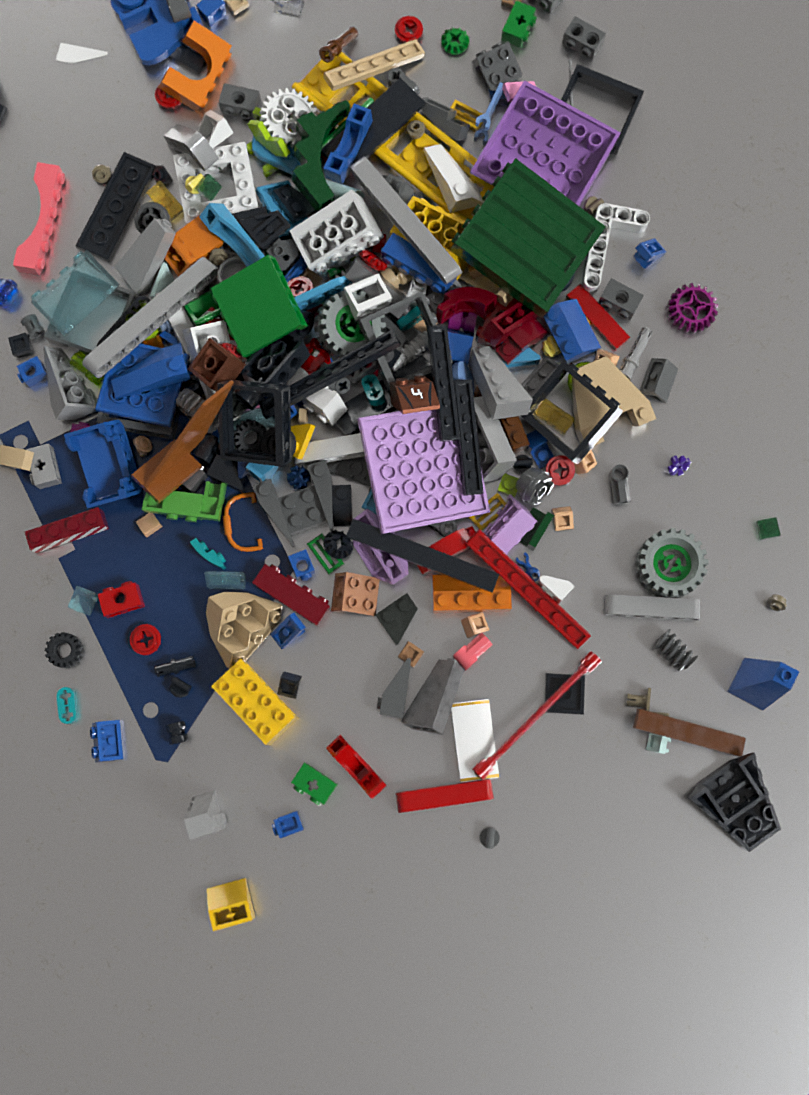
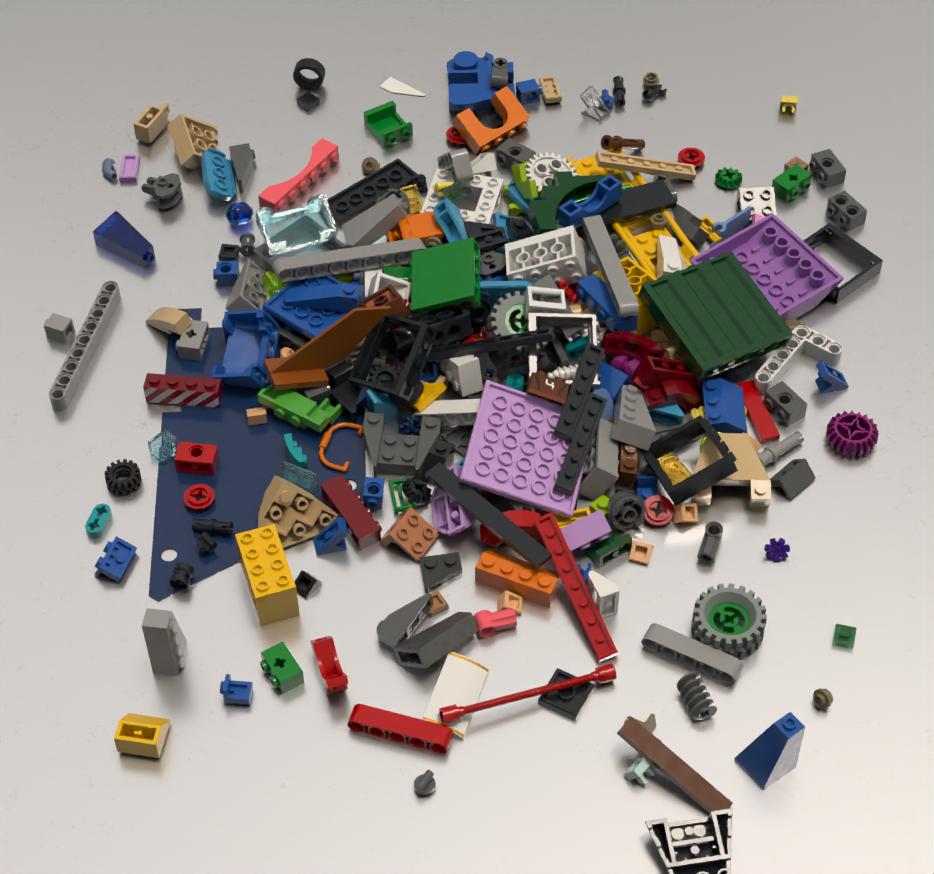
camera: 25 degrees right, 30 degrees down
(91, 112) = (387, 124): none -> green panel

